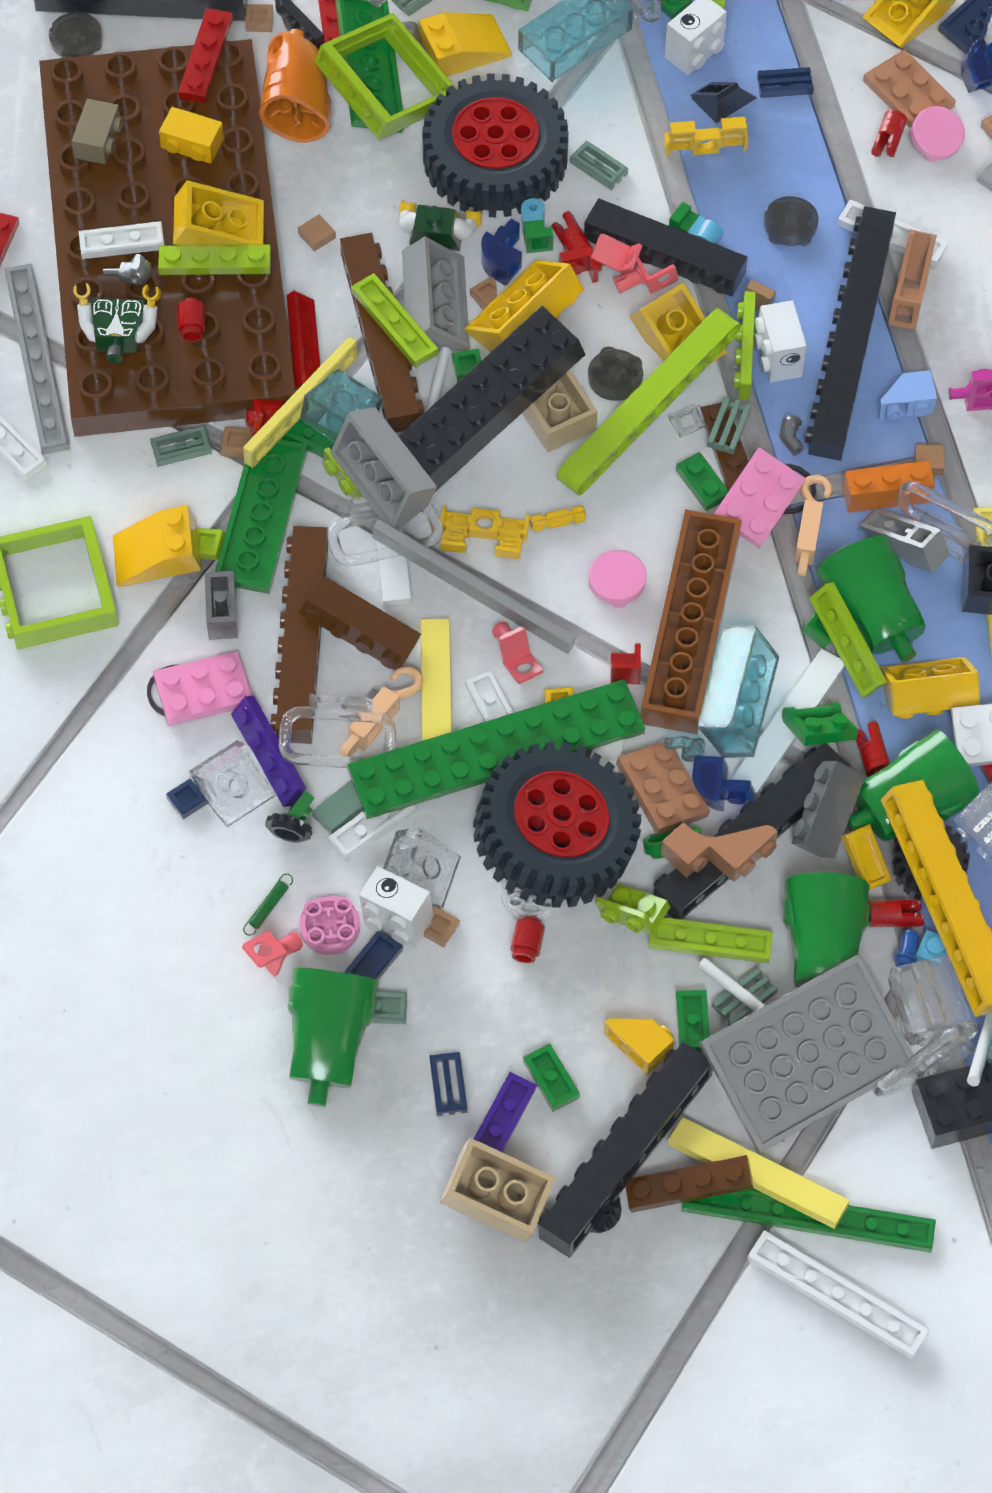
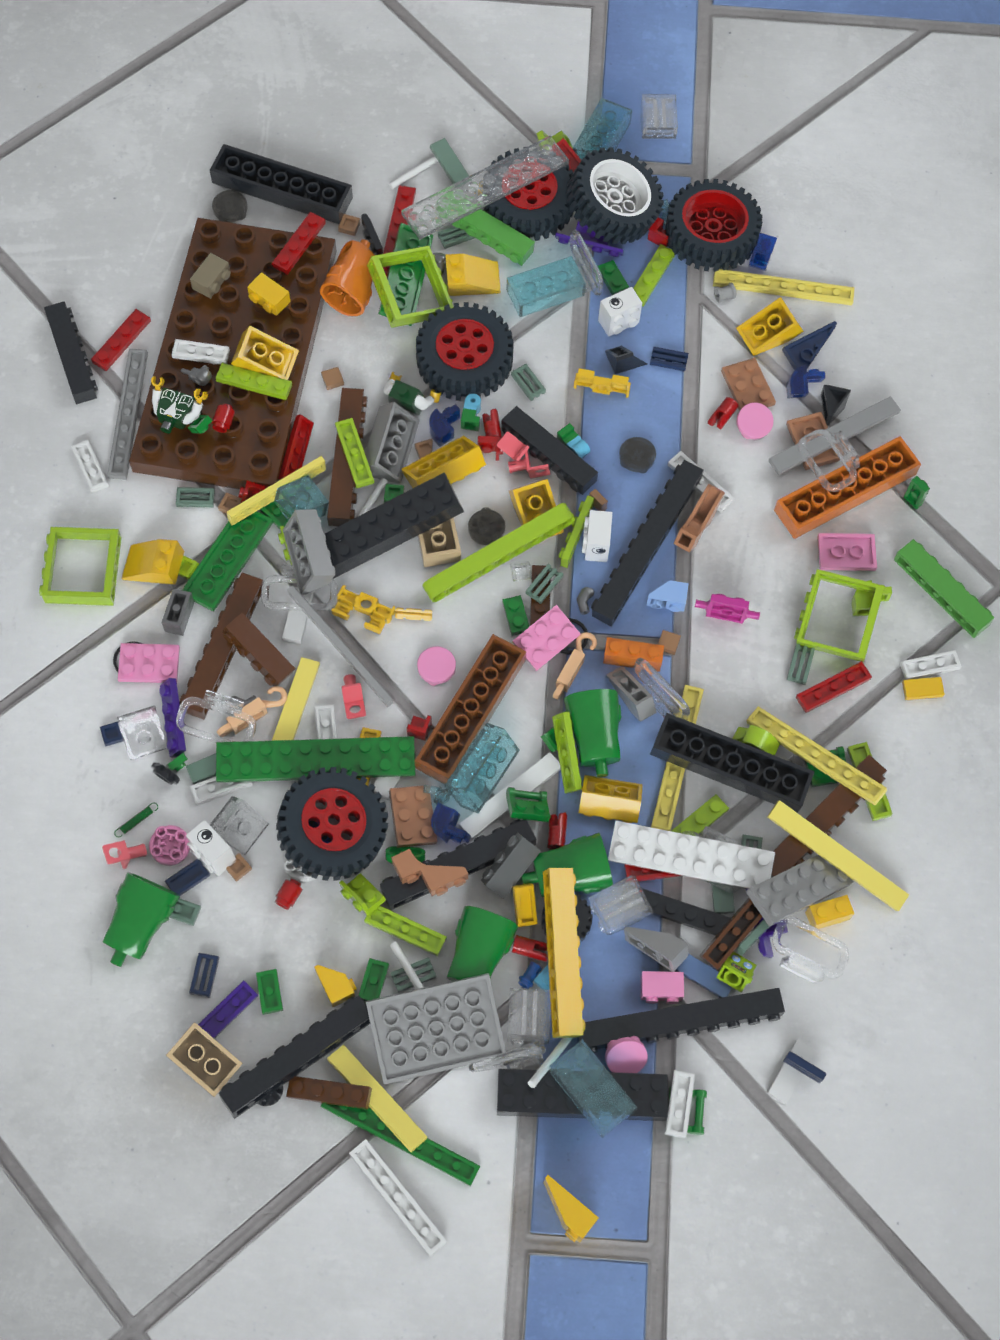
camera: 15 degrees right, 5 degrees up
(162, 337) = (200, 425): none -> green plate

